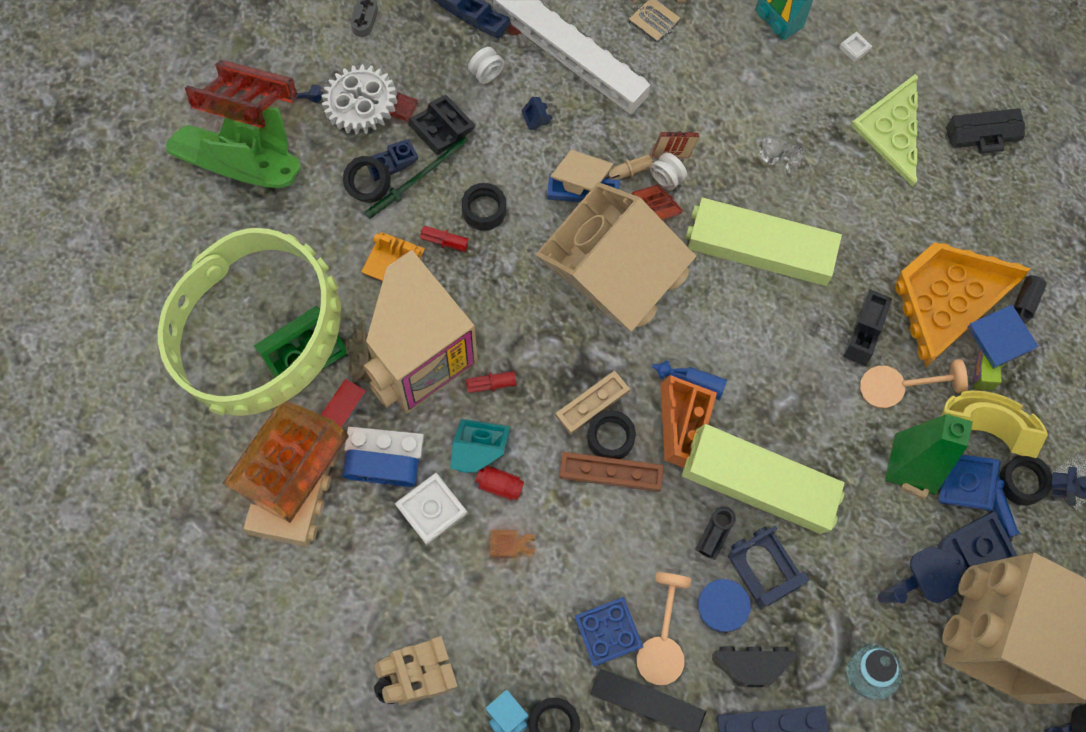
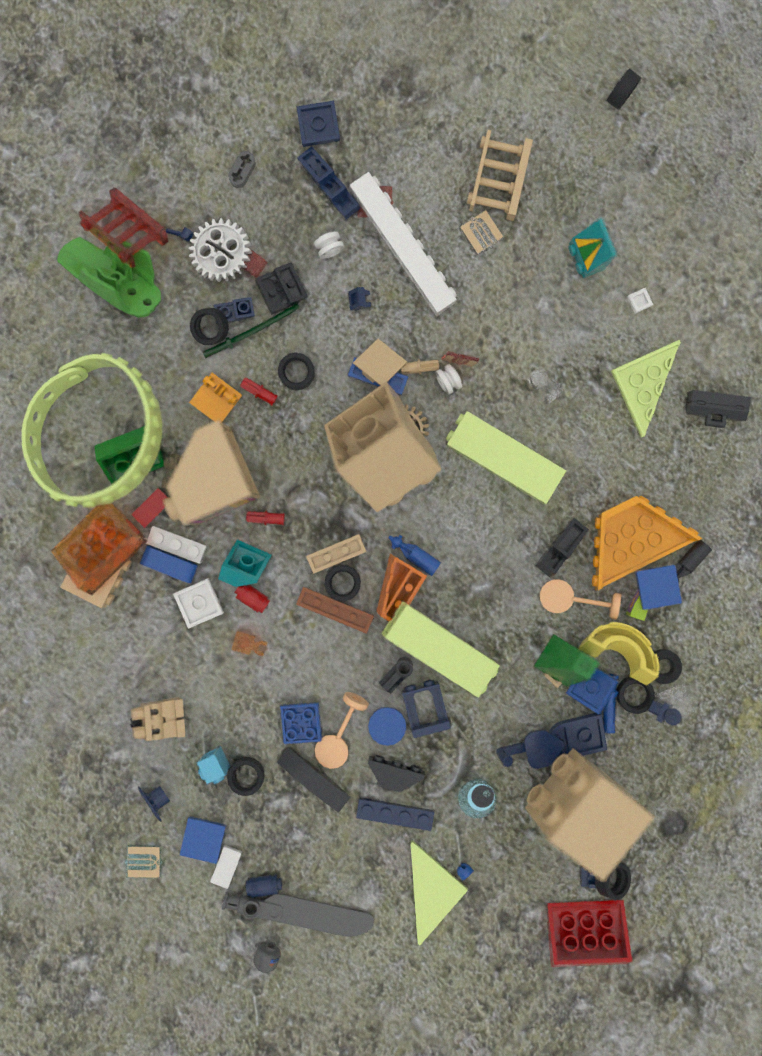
camera: 15 degrees right, 20 degrees up
(659, 201) = (431, 404): clear red piece -> none
(1061, 434) = (676, 666): none -> black tyre

